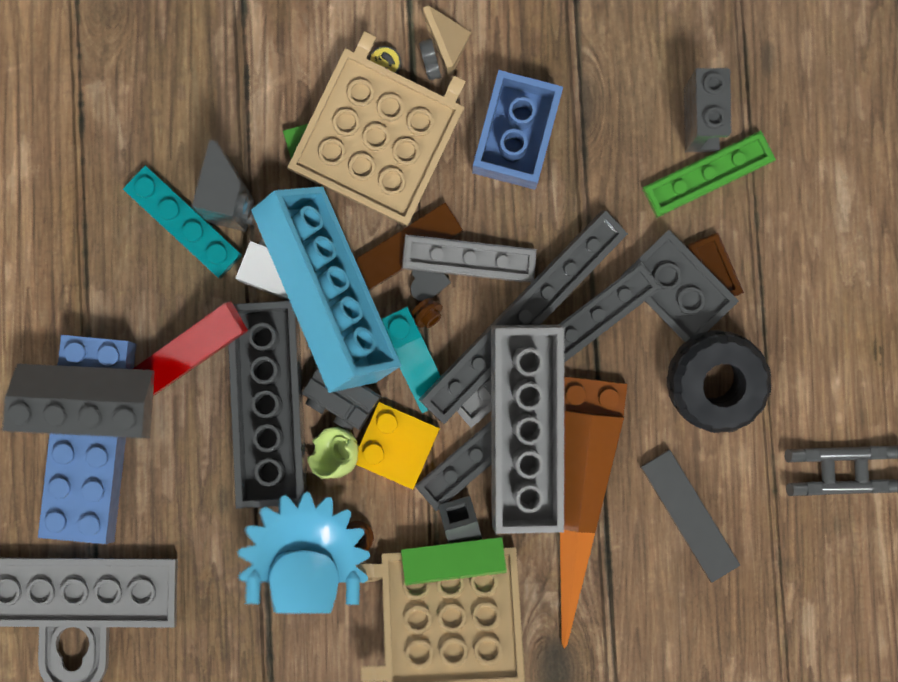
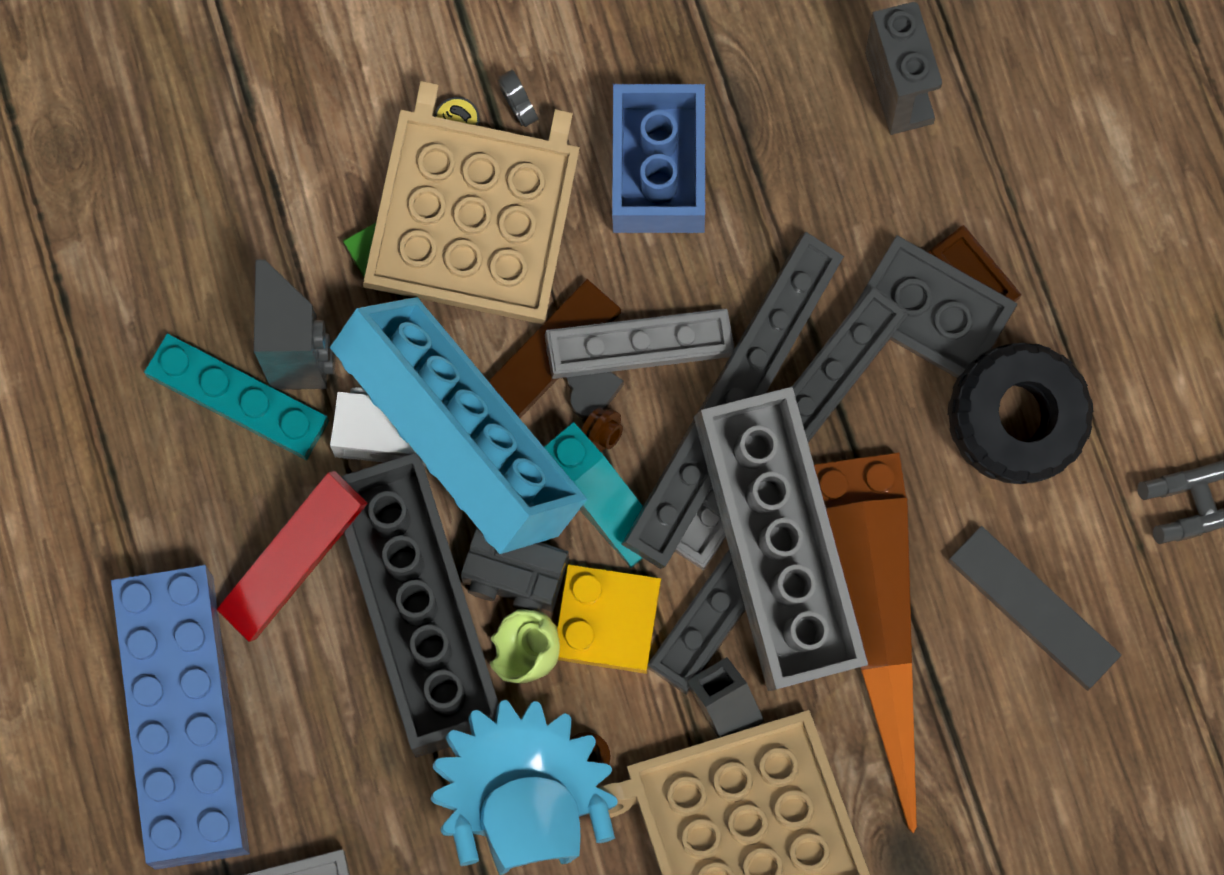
camera: 15 degrees left, 10 degrees down
(79, 401) = (162, 659): dark grey slope -> none
(447, 37) = (533, 64): tan slope -> none
(453, 561) = (728, 747): bright green tile -> none
(708, 174) = (930, 154): bright green tile -> none

